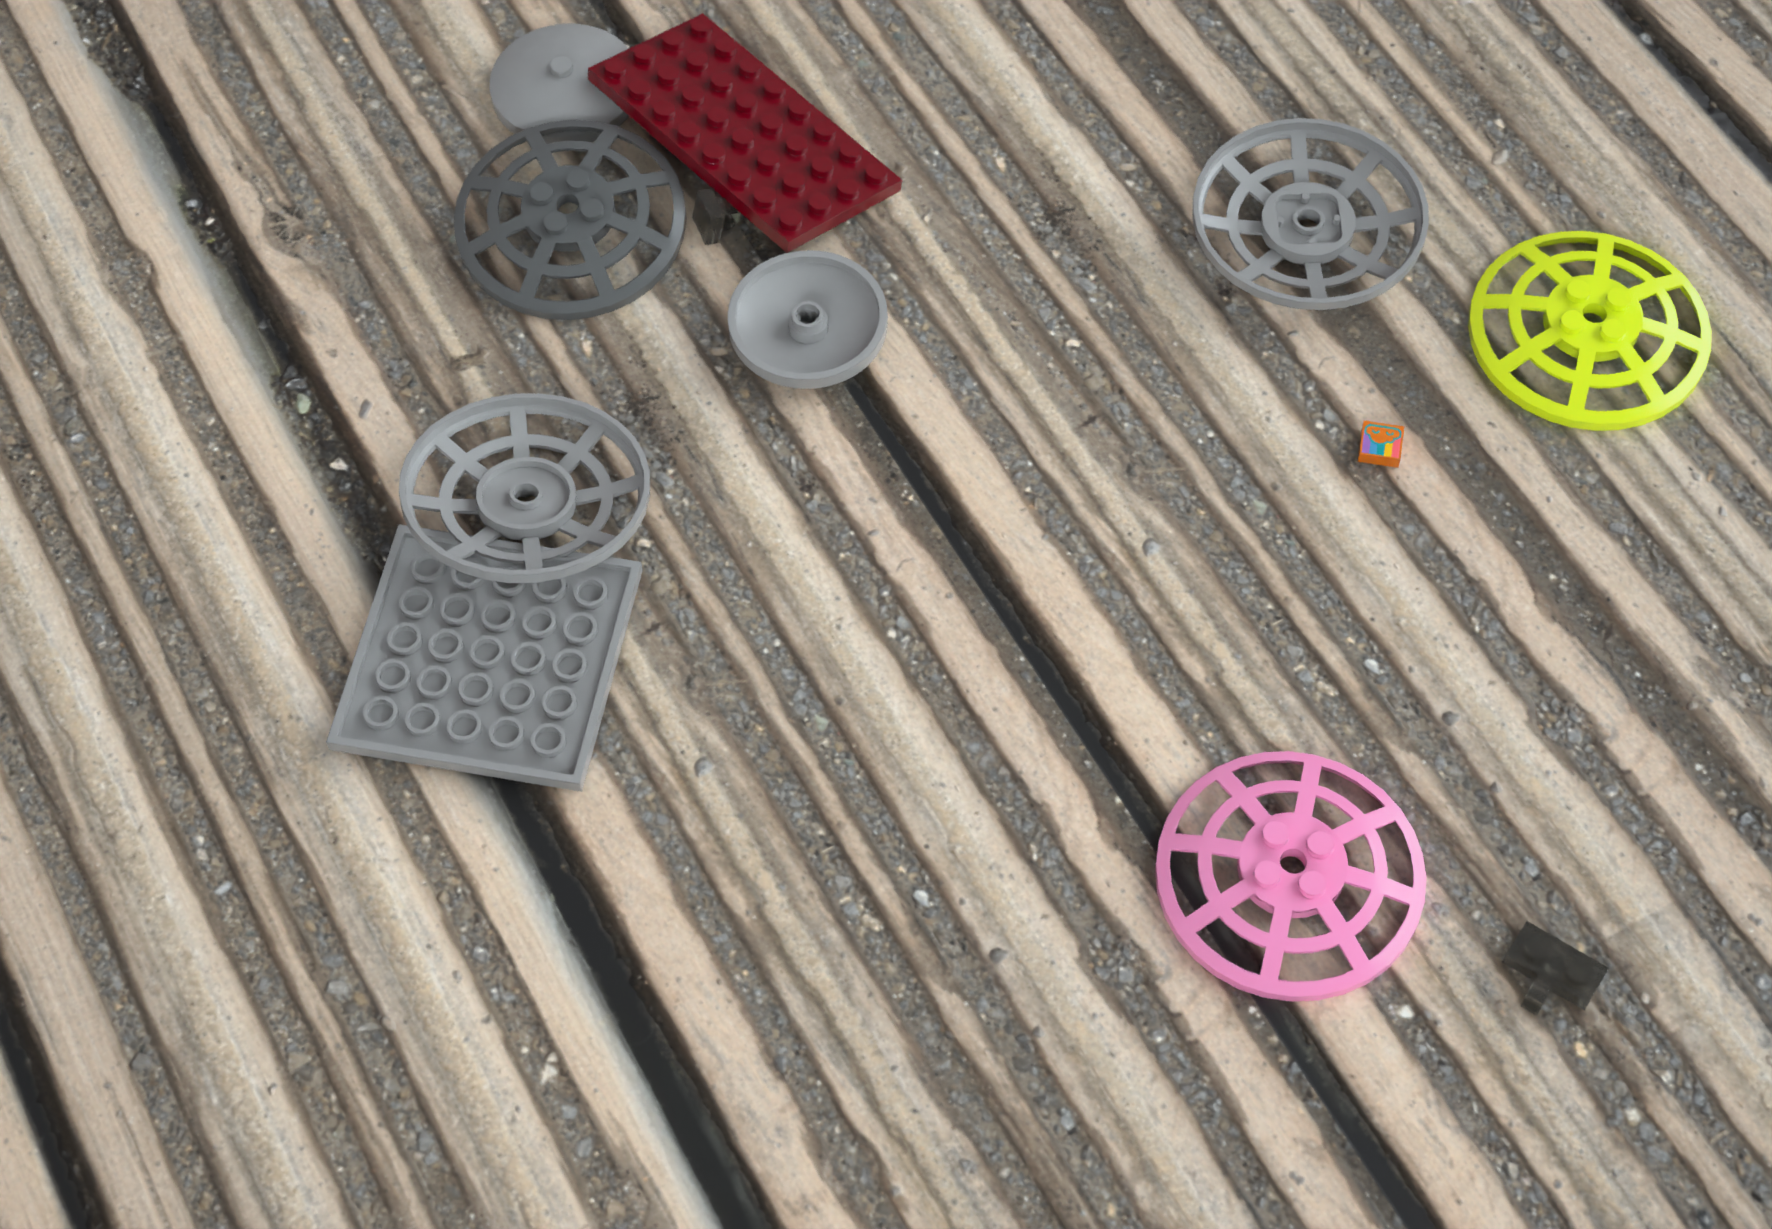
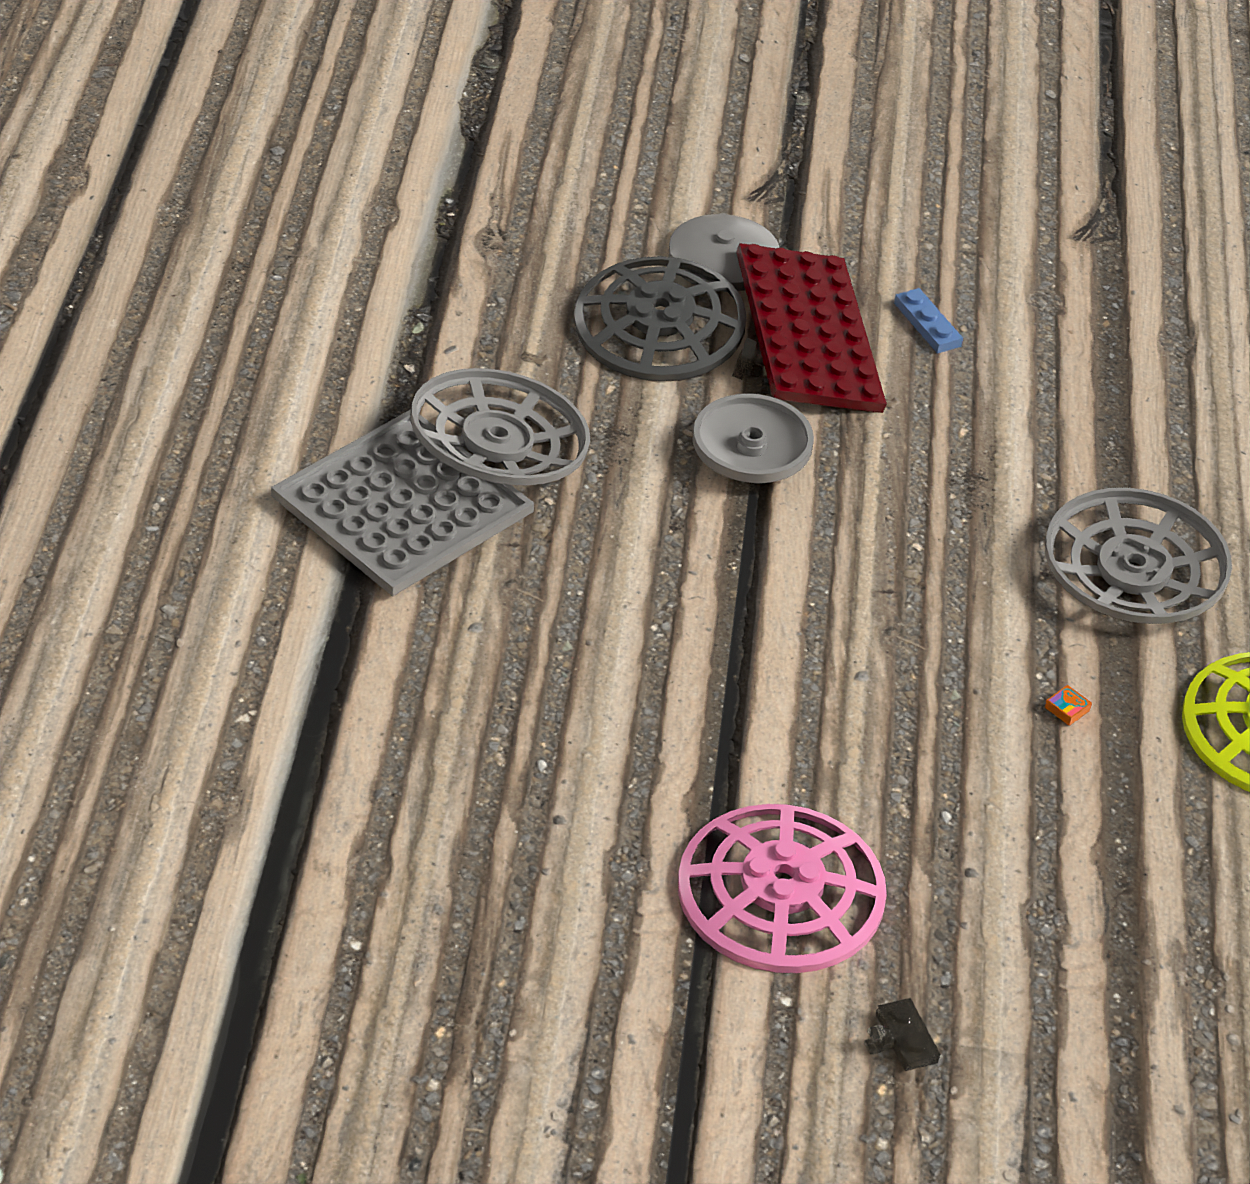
camera: 30 degrees right, 15 degrees down
(853, 40) = (928, 320): none -> medium blue plate

